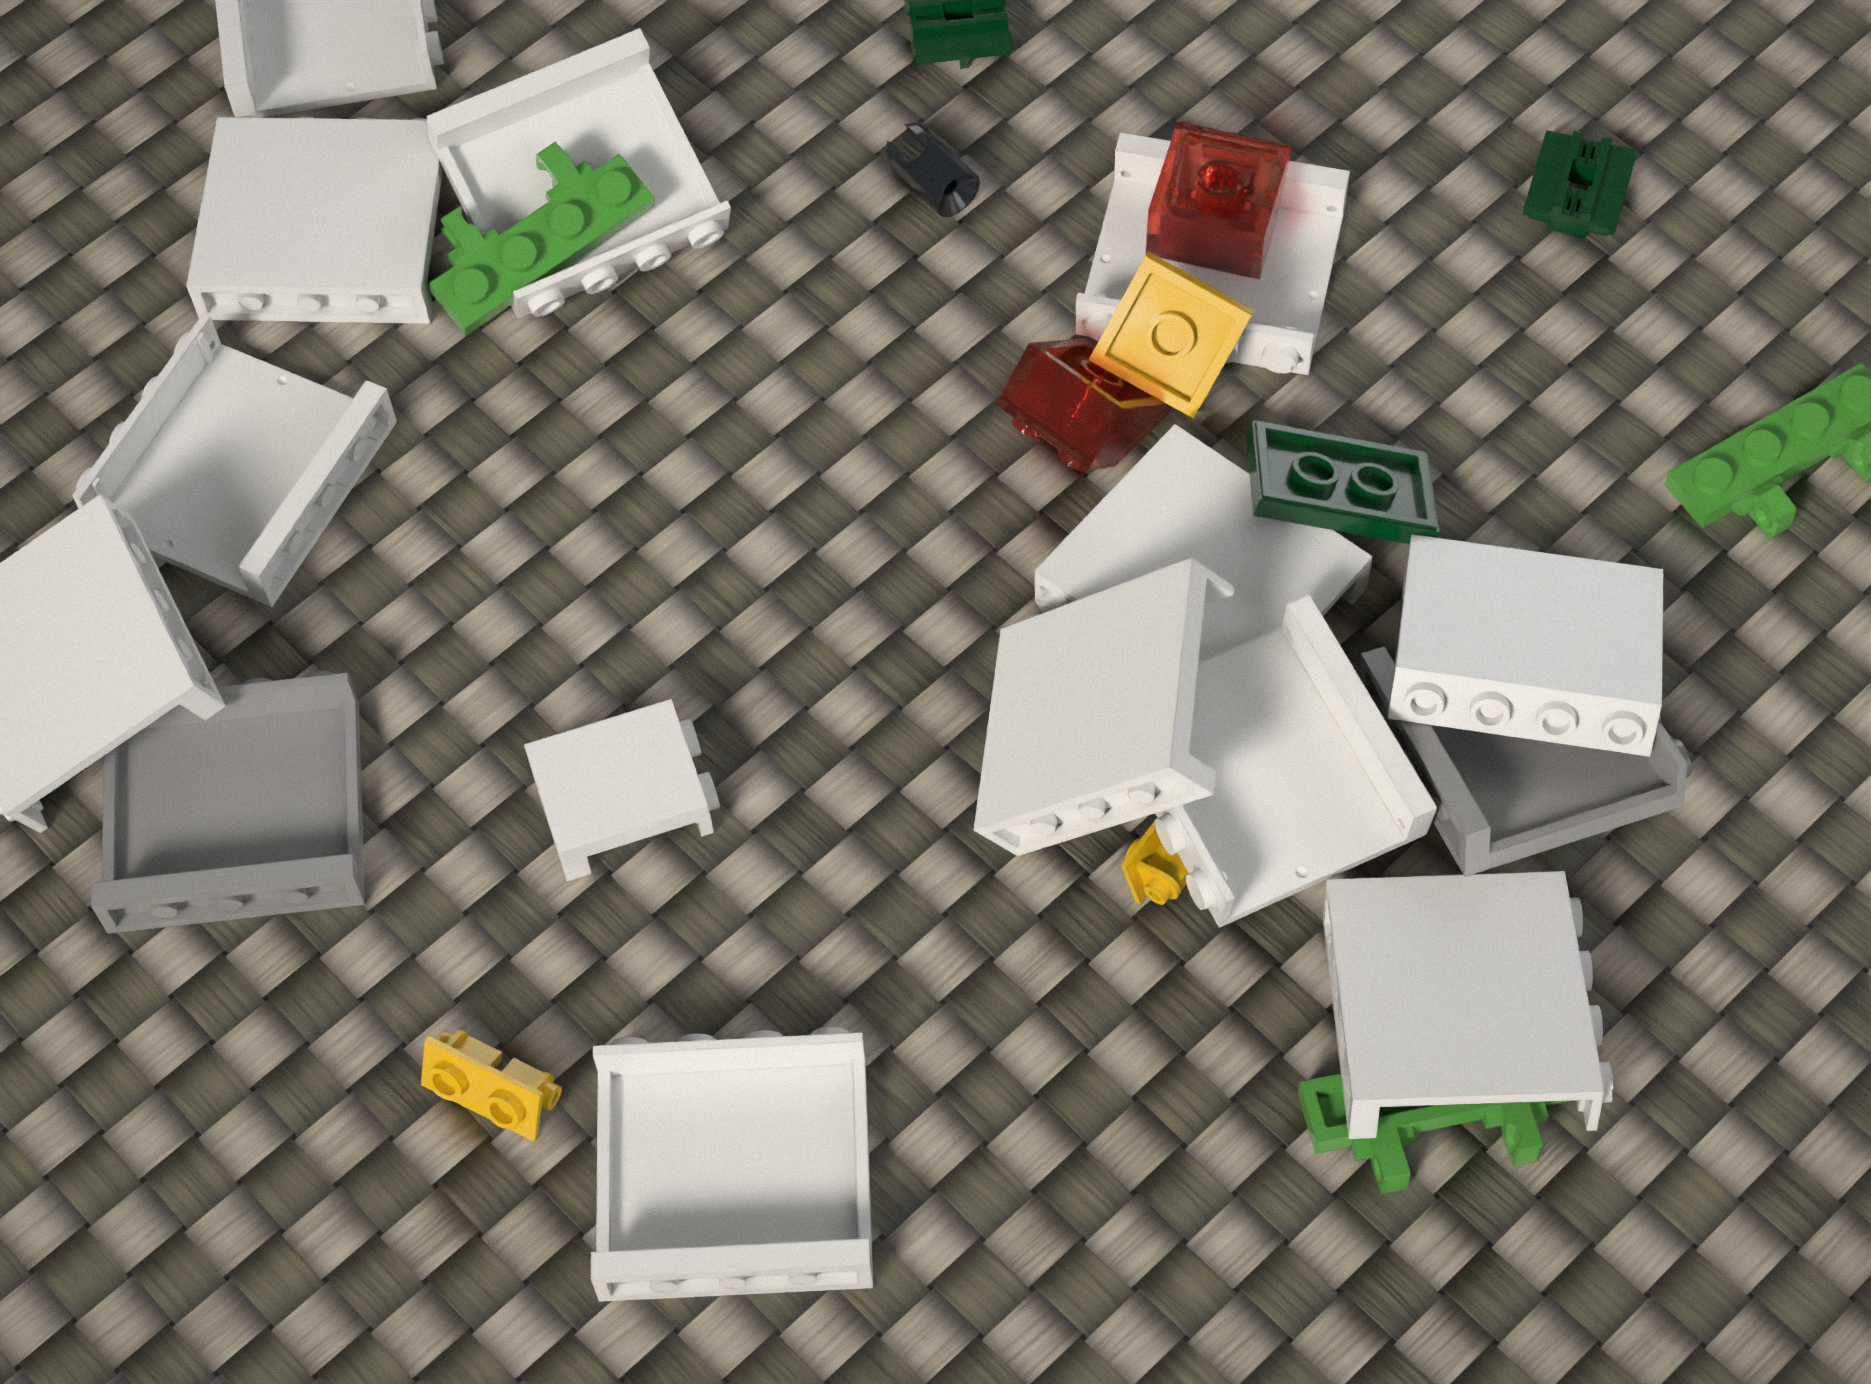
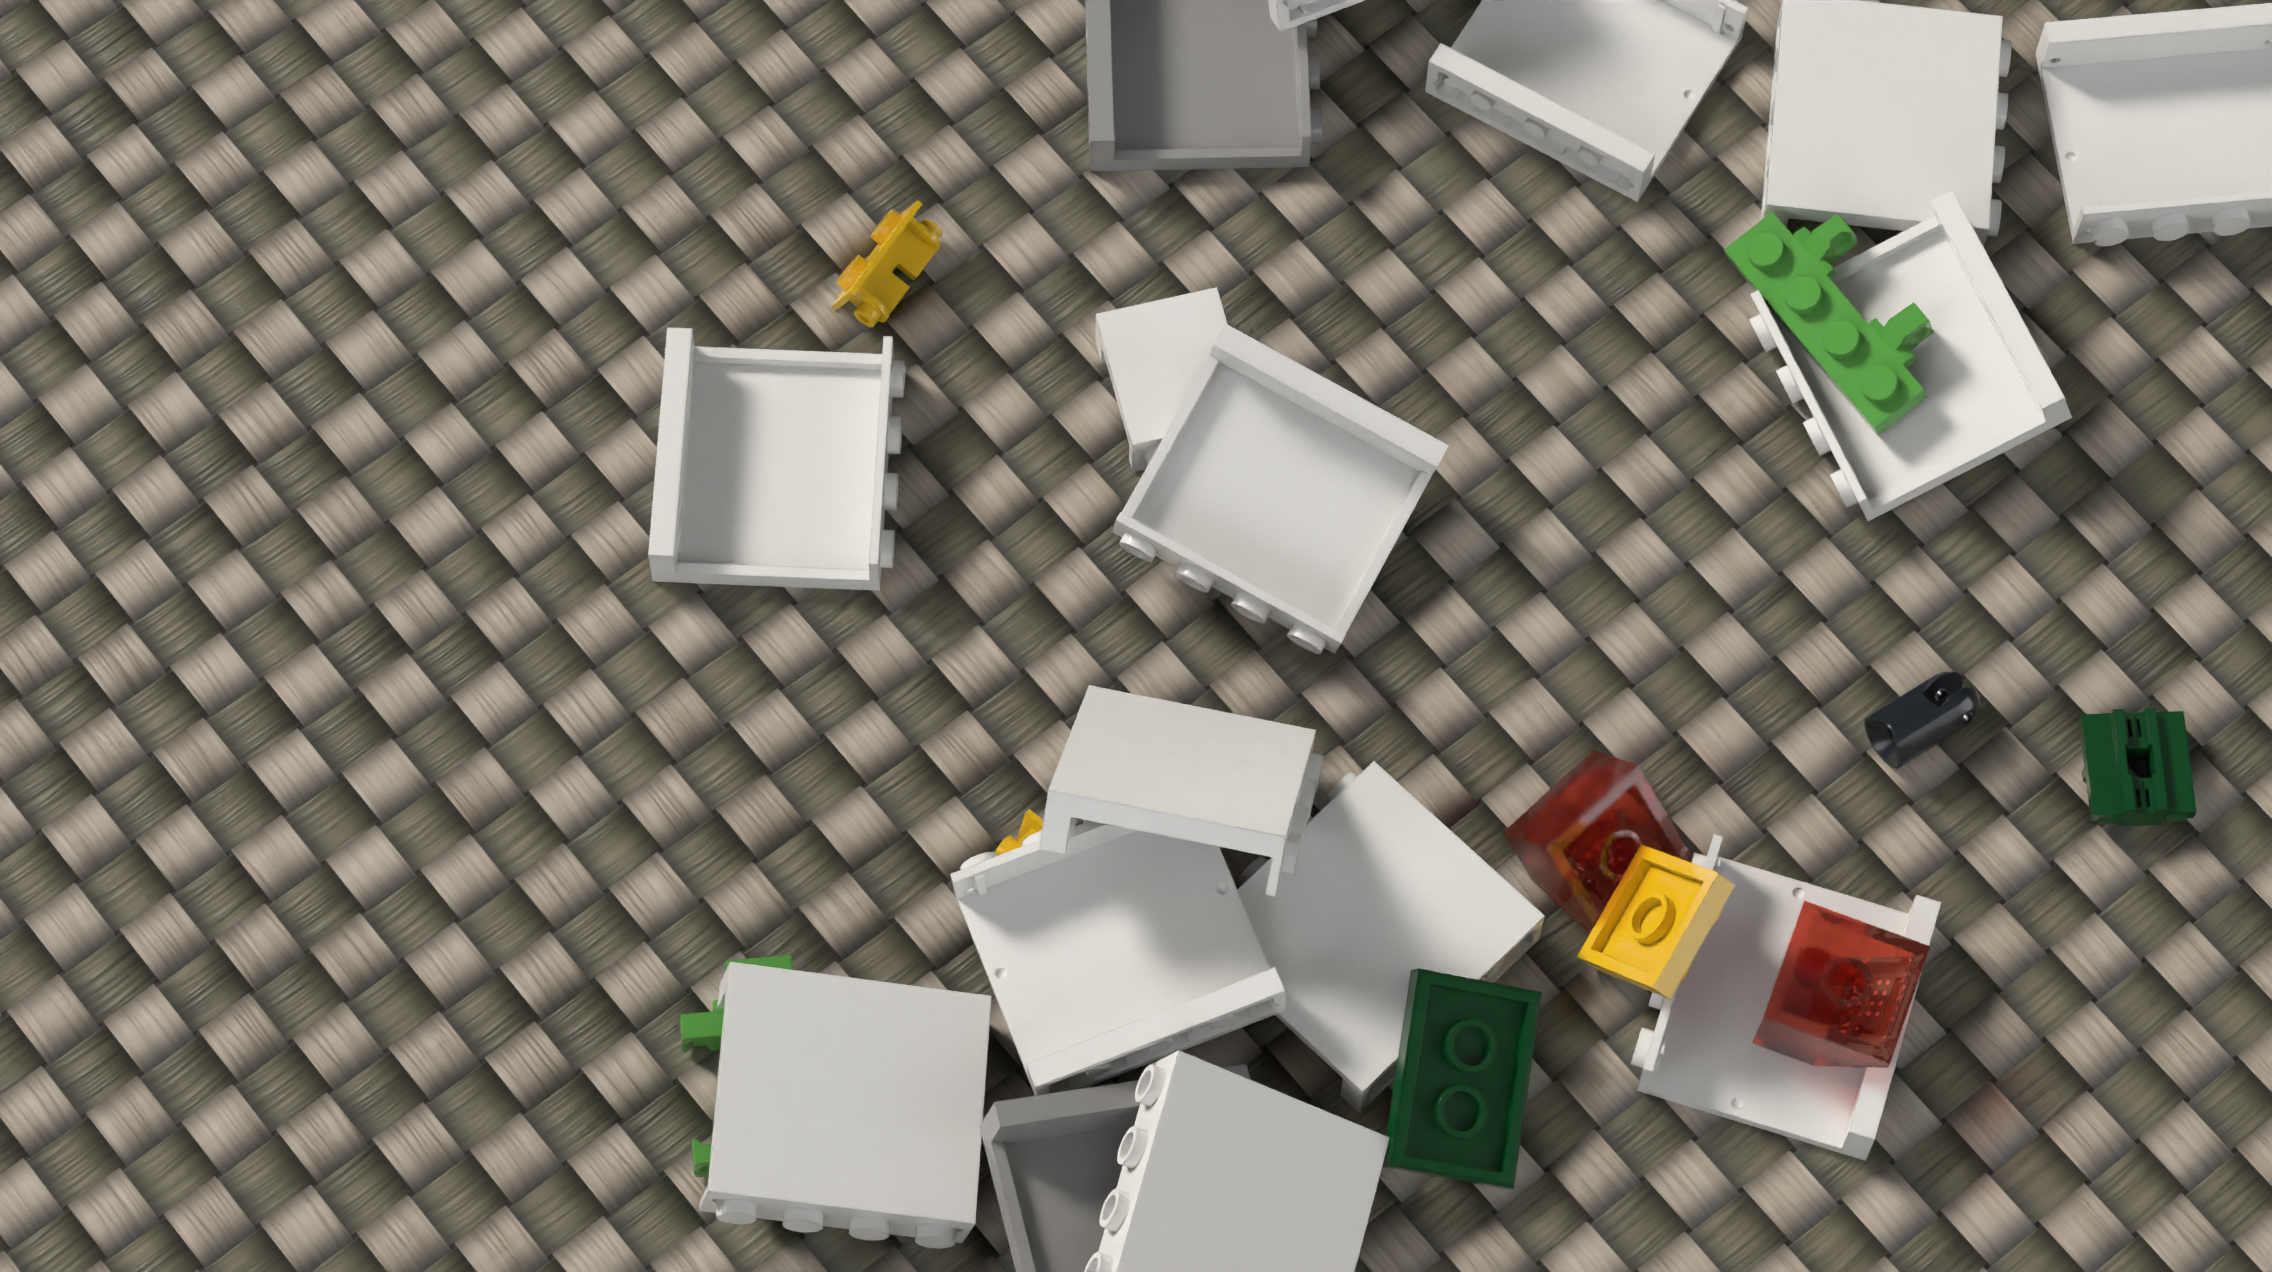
camera: 90 degrees right, 5 degrees up
(749, 677) = (1278, 491): none -> white panel

